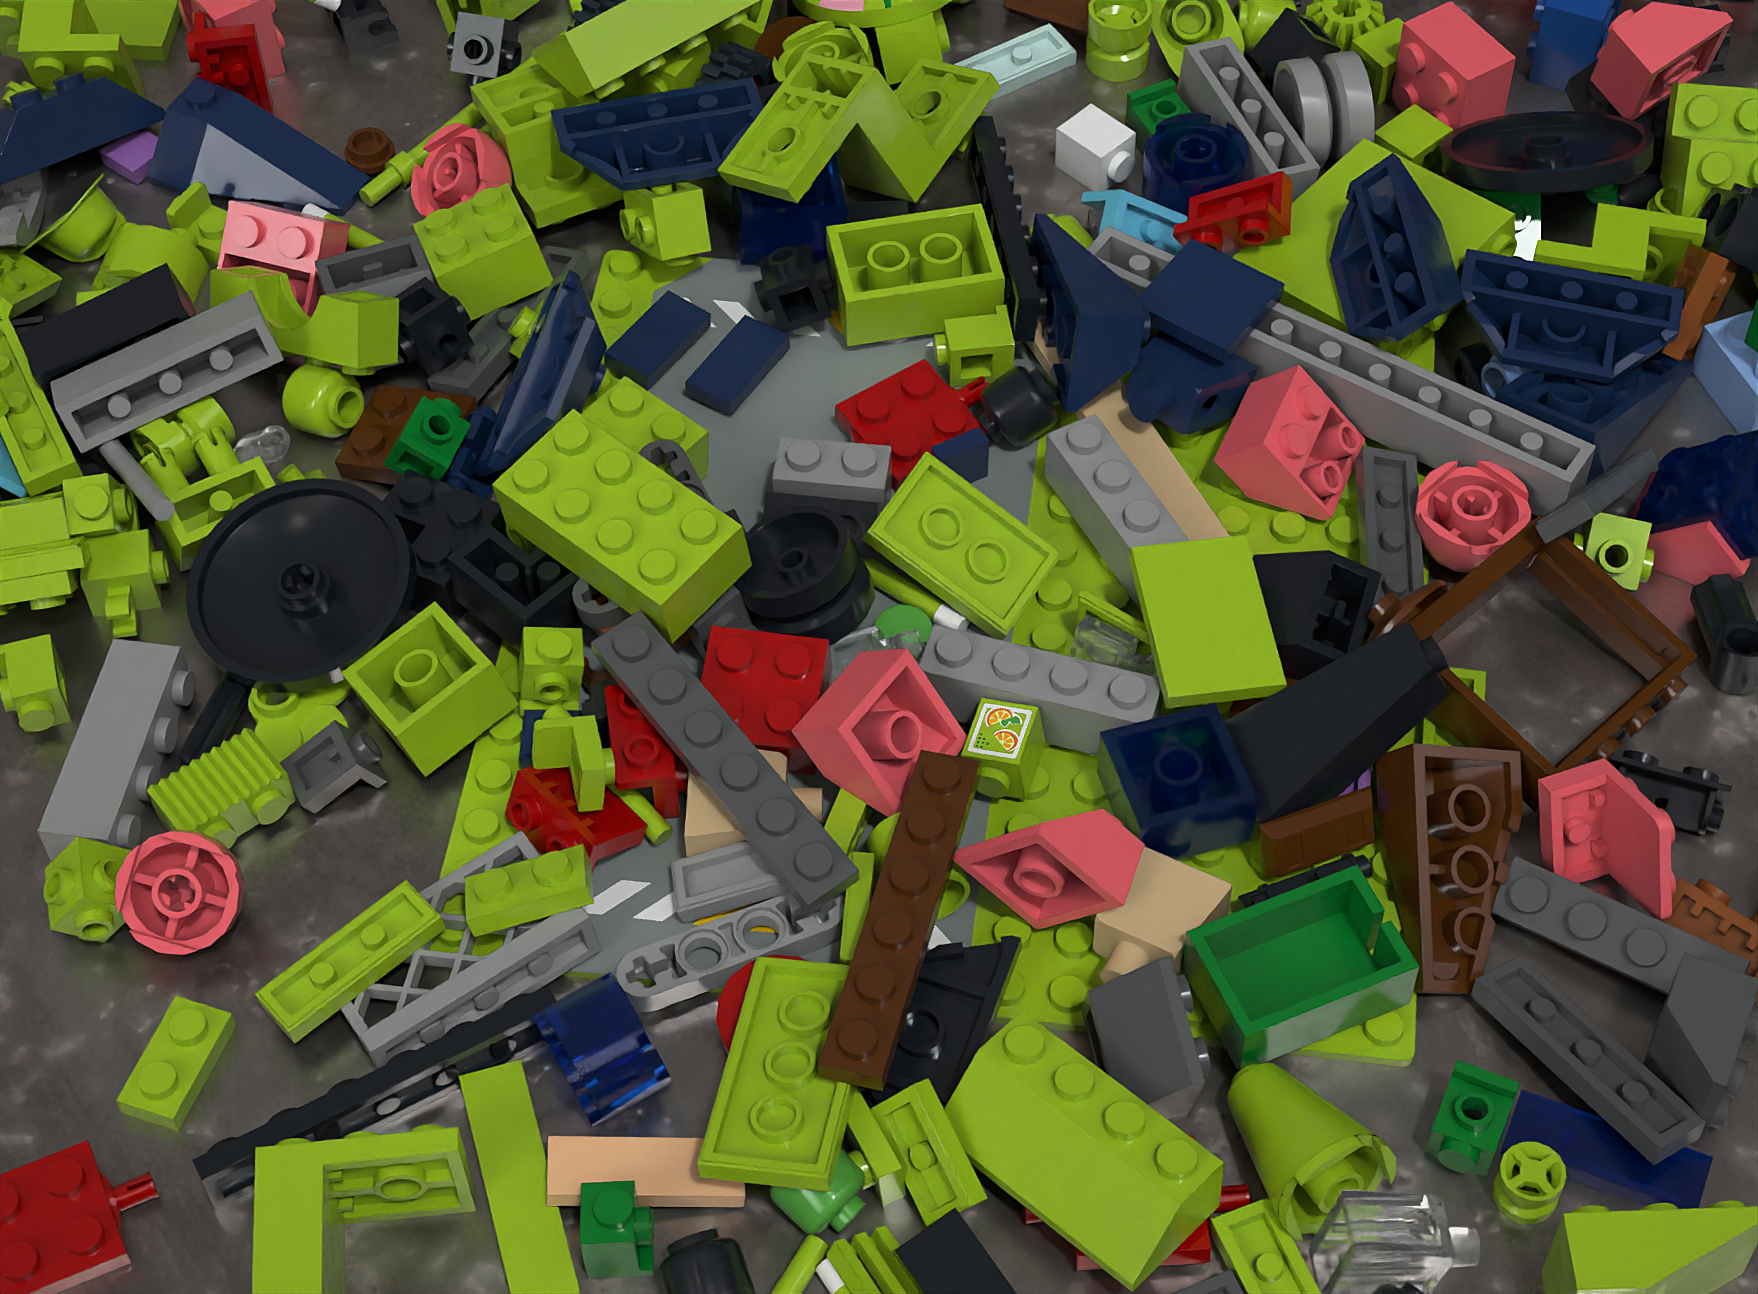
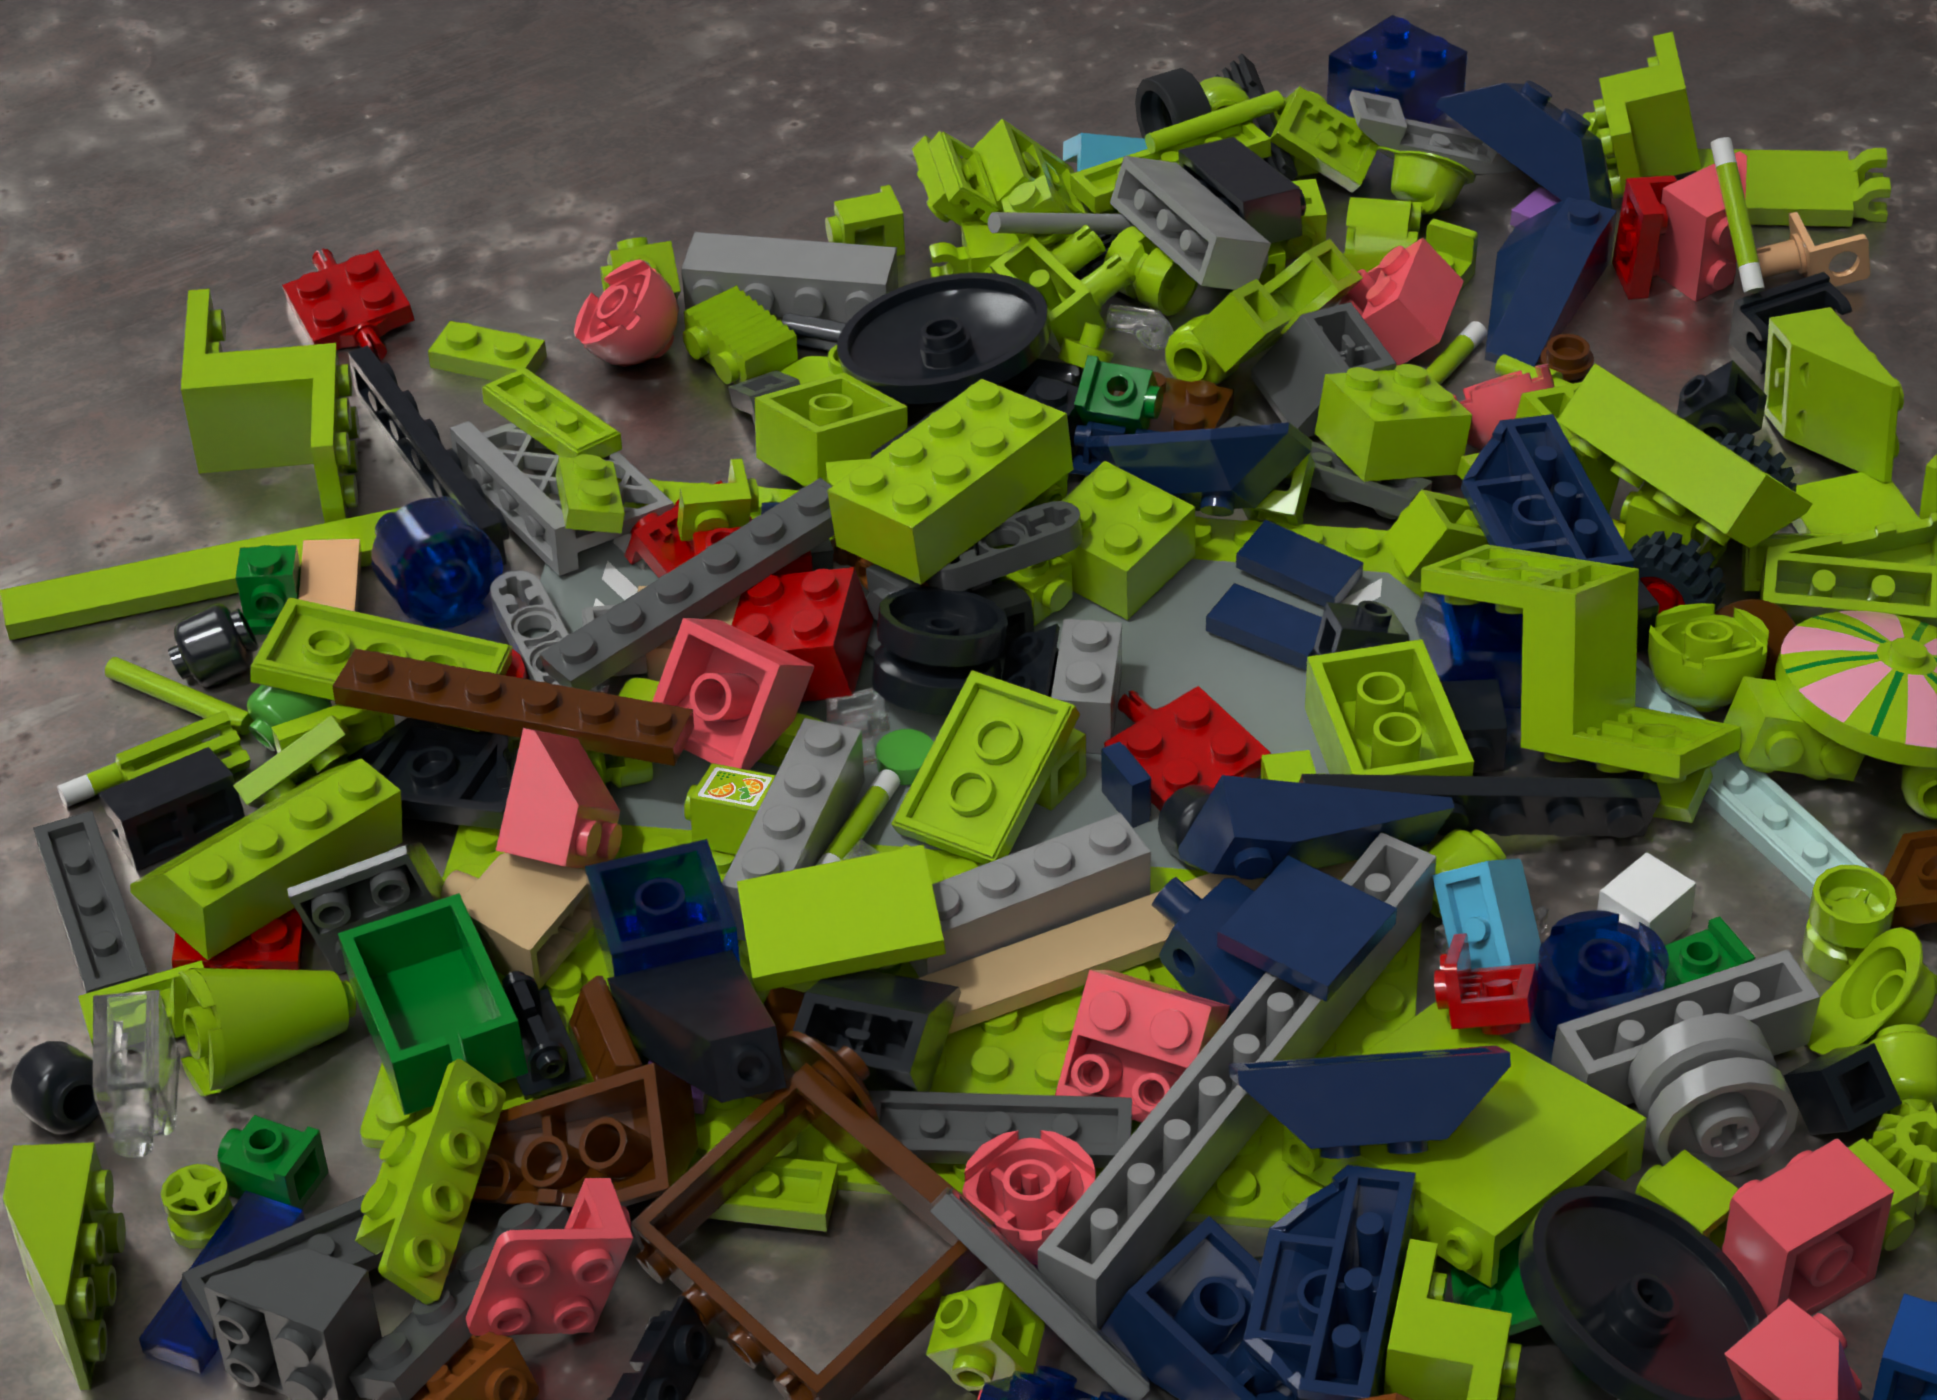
camera: 90 degrees right, 10 degrees down
(431, 326) = (1273, 384): black brick -> none
(1527, 957) = (429, 1183): none -> lime bracket

